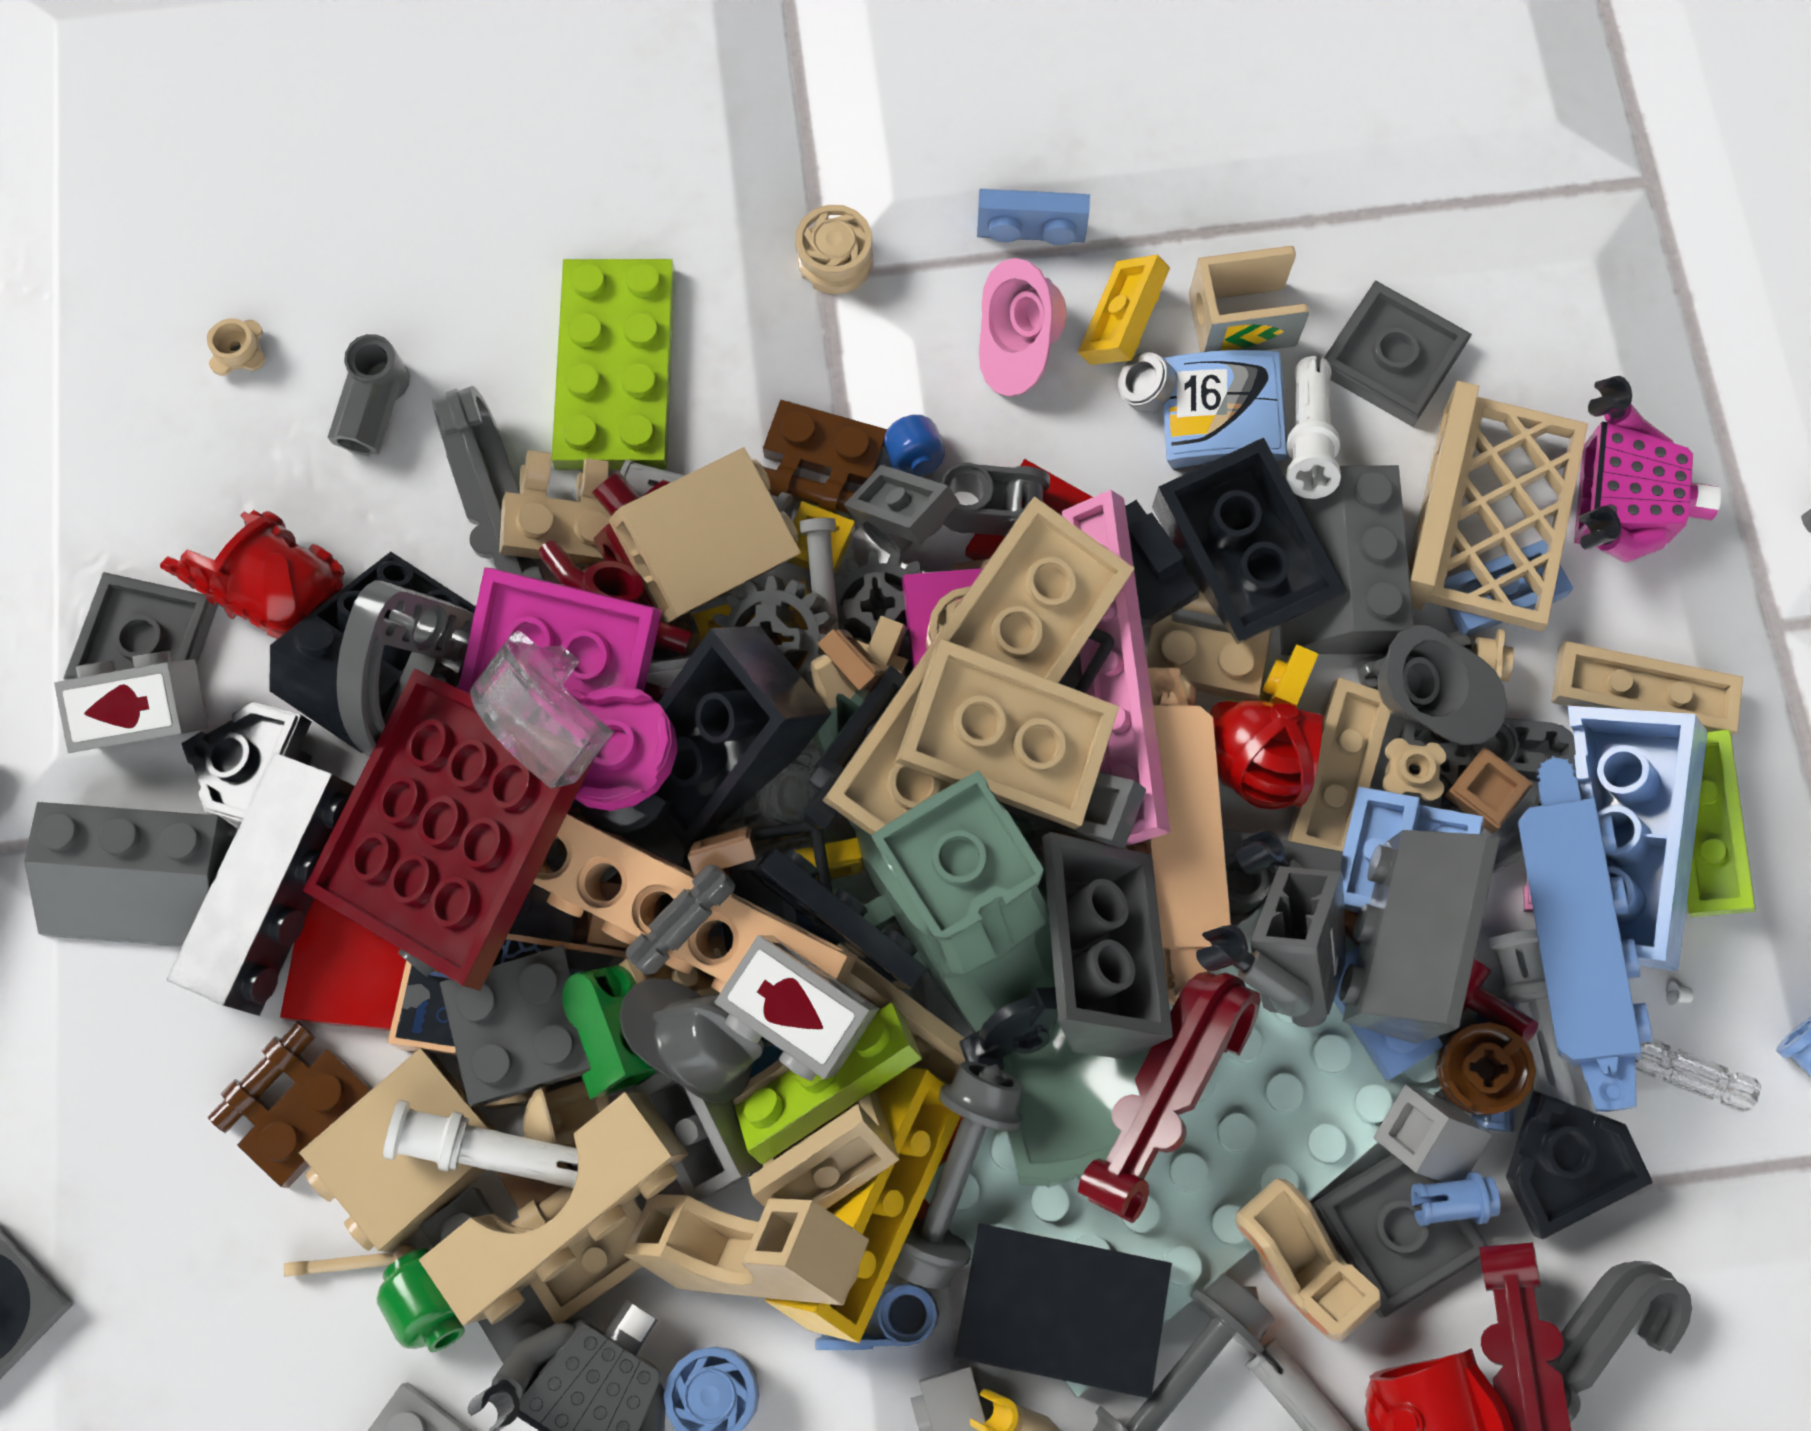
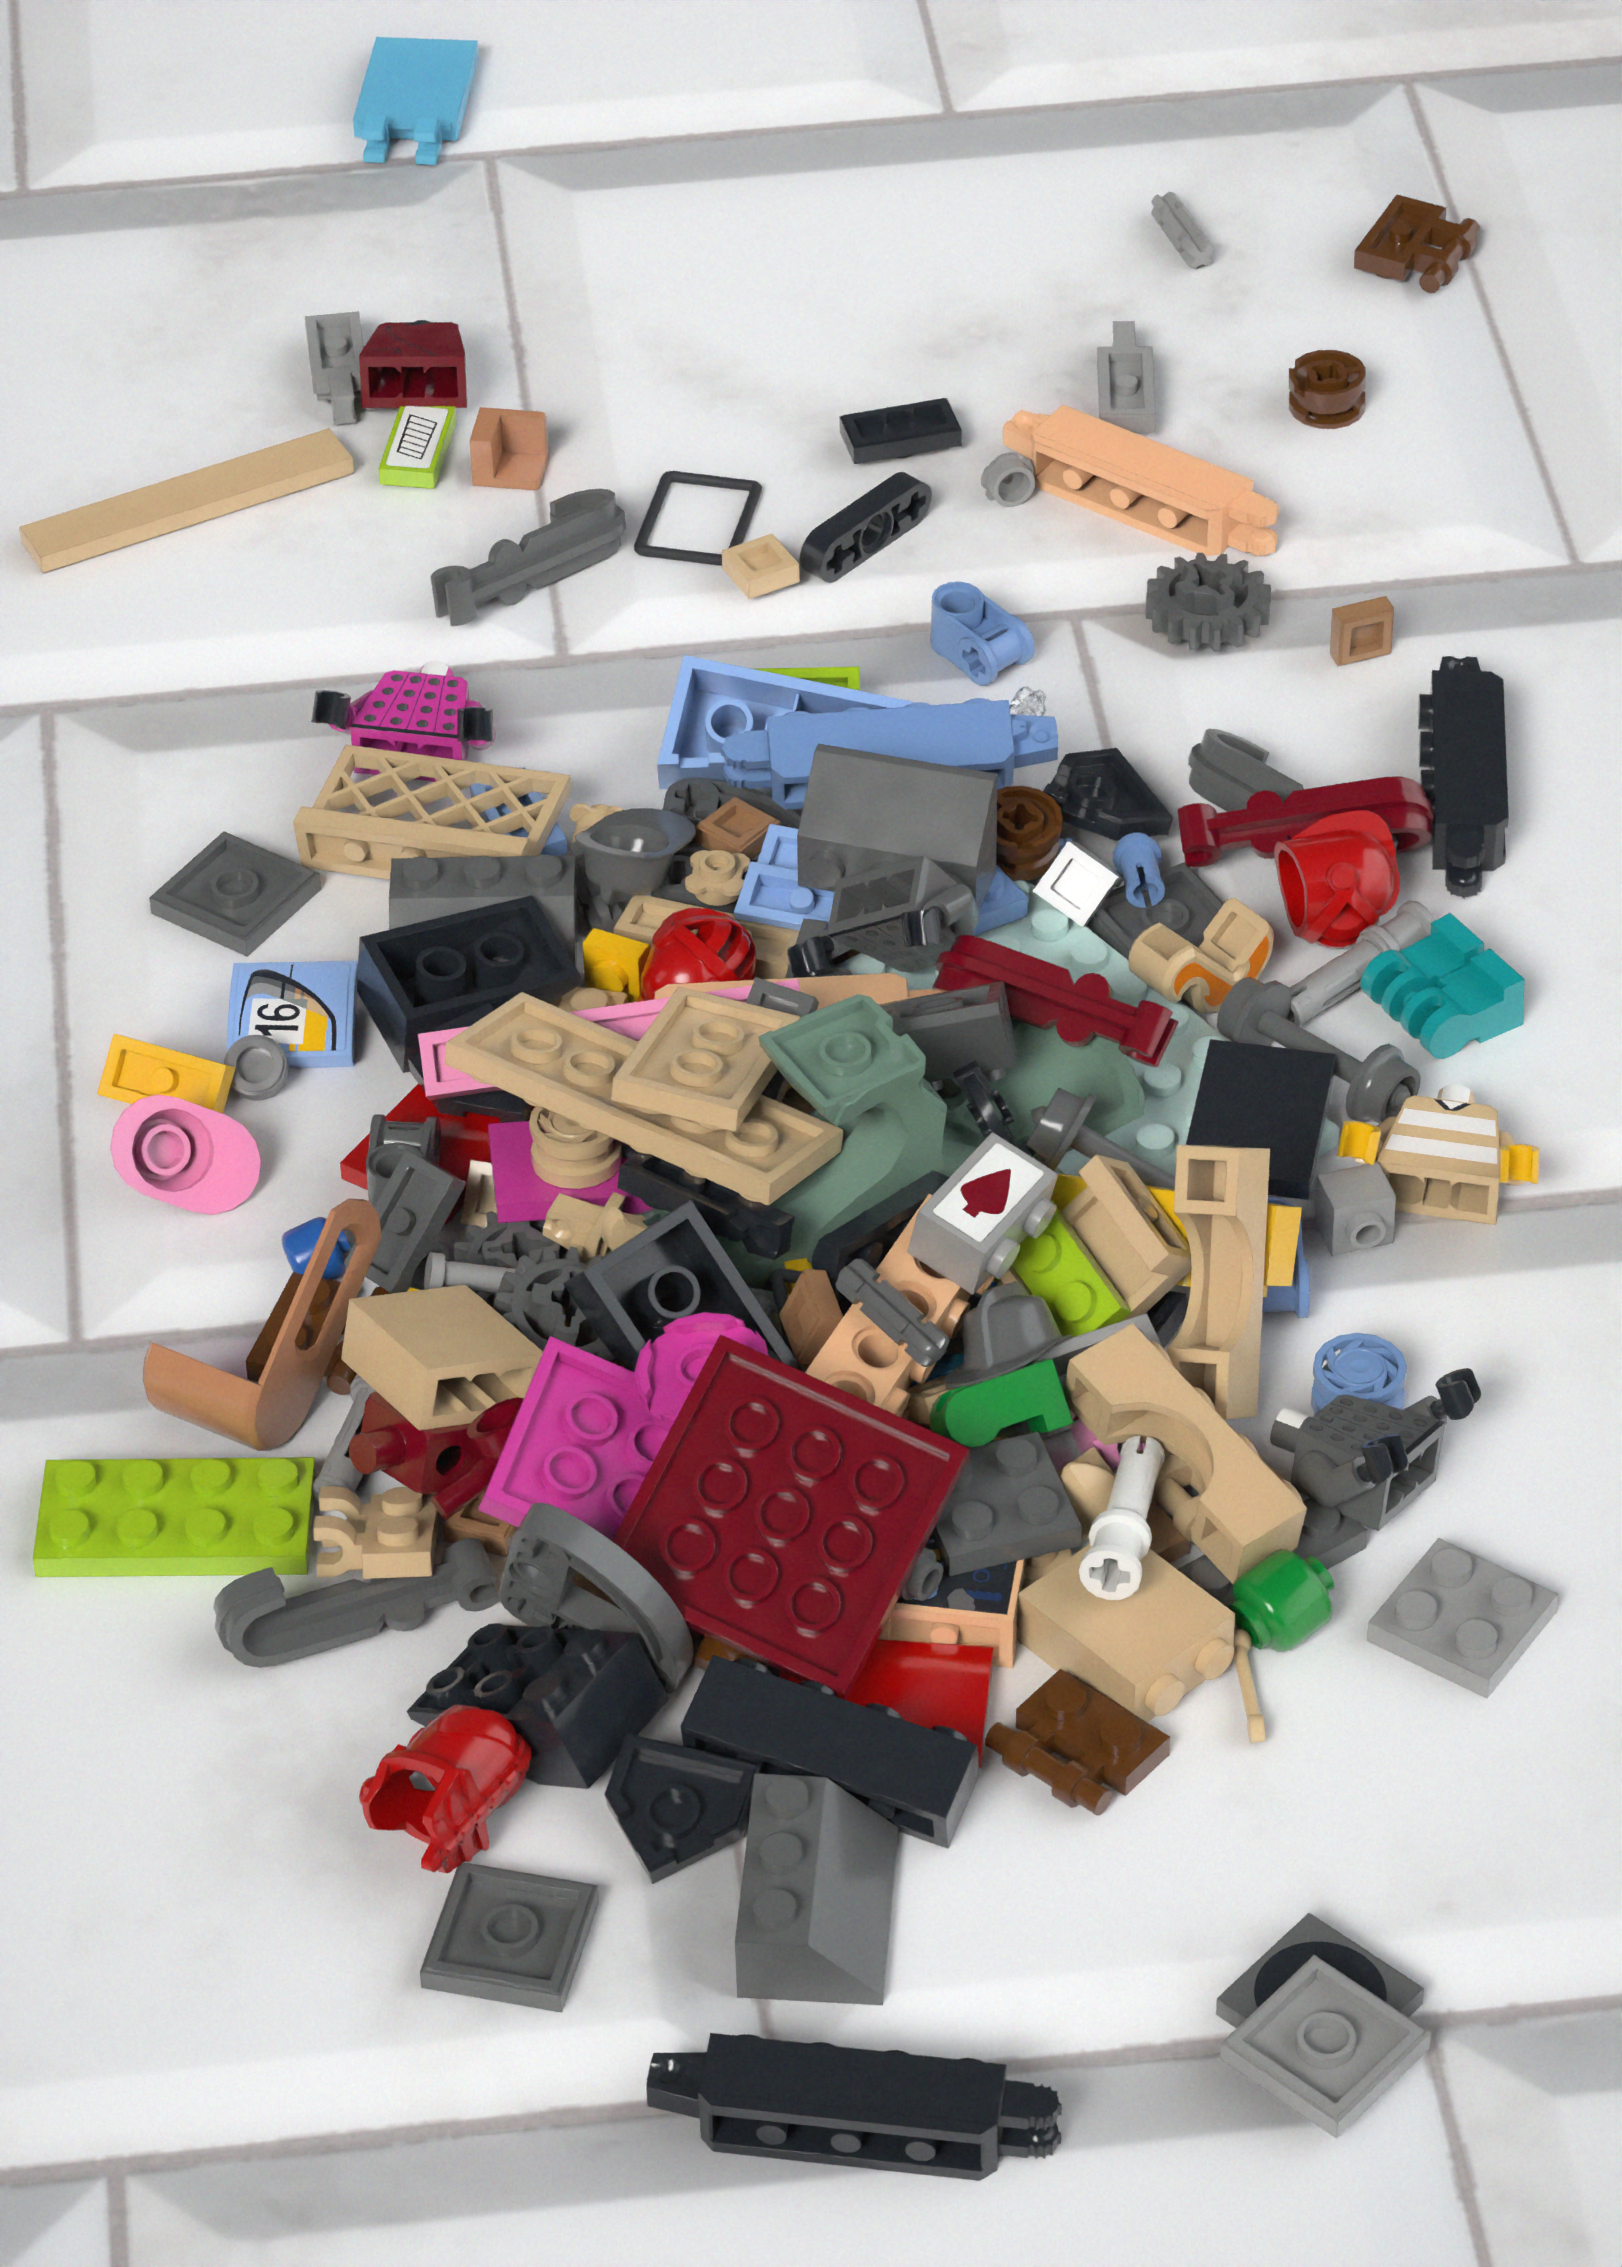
camera: 90 degrees left, 30 degrees down
(130, 704) = (607, 1892): brick -> none
(228, 334) = (113, 1872): tan plate -> none
(365, 398) = (182, 1721): dark grey piece -> none
(534, 715) = (673, 1362): clear arch -> none
(724, 391) = (273, 1409): none -> nougat piece
(835, 250) = (53, 1318): tan wheel -> none
(851, 658) = (619, 1190): medium nougat tile -> none
(1033, 216) = (34, 1158): medium blue plate -> none
(1244, 275) = (195, 992): tan piece -> none
(1313, 439) = (354, 917): white pin -> none
(1633, 682) = (630, 735): tan plate -> none

